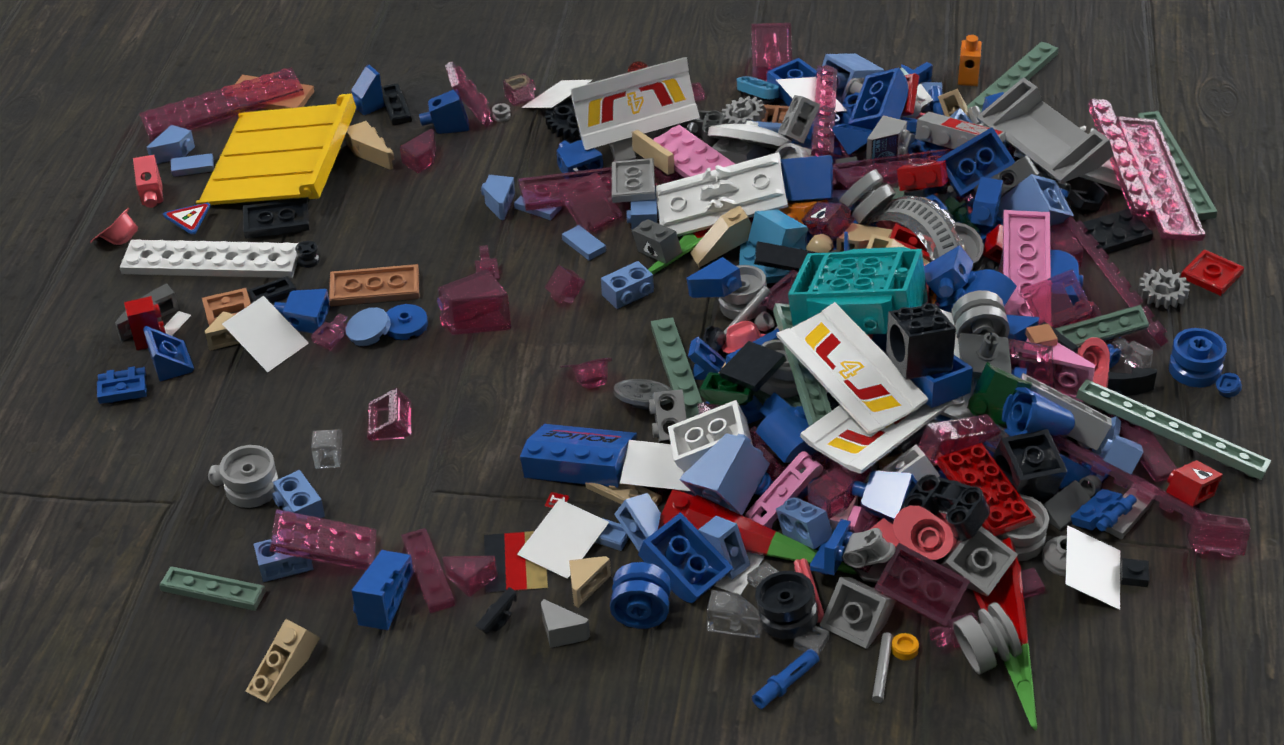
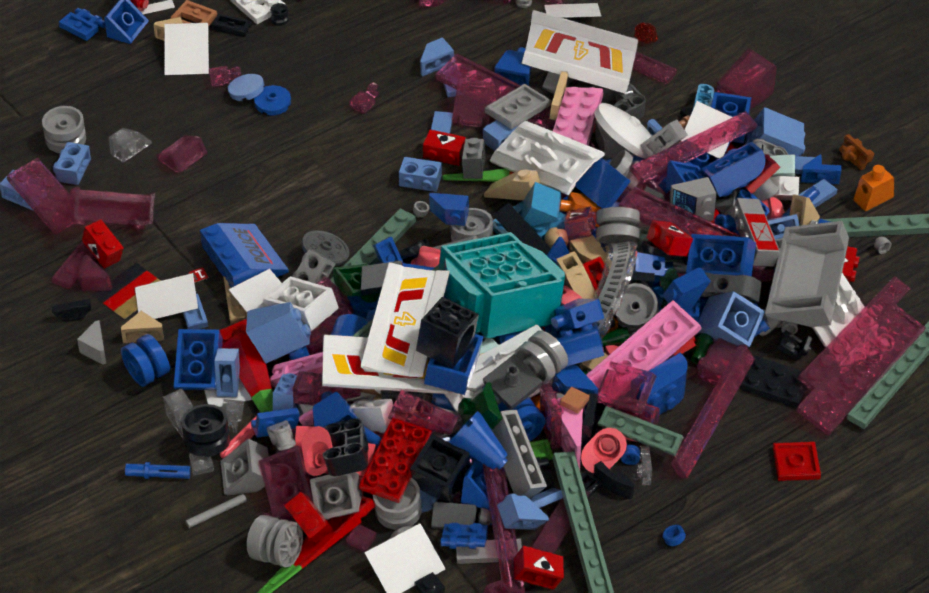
camera: 45 degrees right, 5 degrees up
(305, 309) = (229, 50): blue torso -> none
(374, 285) = (290, 63): nougat tile -> none
(382, 589) = (39, 247): blue wedge -> none
(410, 497) = (111, 207): none -> clear pink windscreen
(441, 536) = (102, 243): none -> red brick
(474, 305) = (312, 117): clear pink slope -> none
(564, 285) = (382, 145): clear pink brick -> none
(591, 373) = (317, 211): clear pink piece -> none
(614, 252) = (443, 147): none -> red brick
(639, 518) = (215, 316): medium blue slope -> none
(669, 309) = (424, 208): none -> light grey hinge
(744, 110) = (665, 111): light grey gear -> none
(905, 646) = (244, 511): light orange tile -> none
(914, 51) = (855, 152): none -> dark orange hips
(983, 589) = (308, 517): none -> red brick
(1163, 288) = (739, 442): light grey gear -> none
(1197, 357) = (678, 500): blue wheel -> none

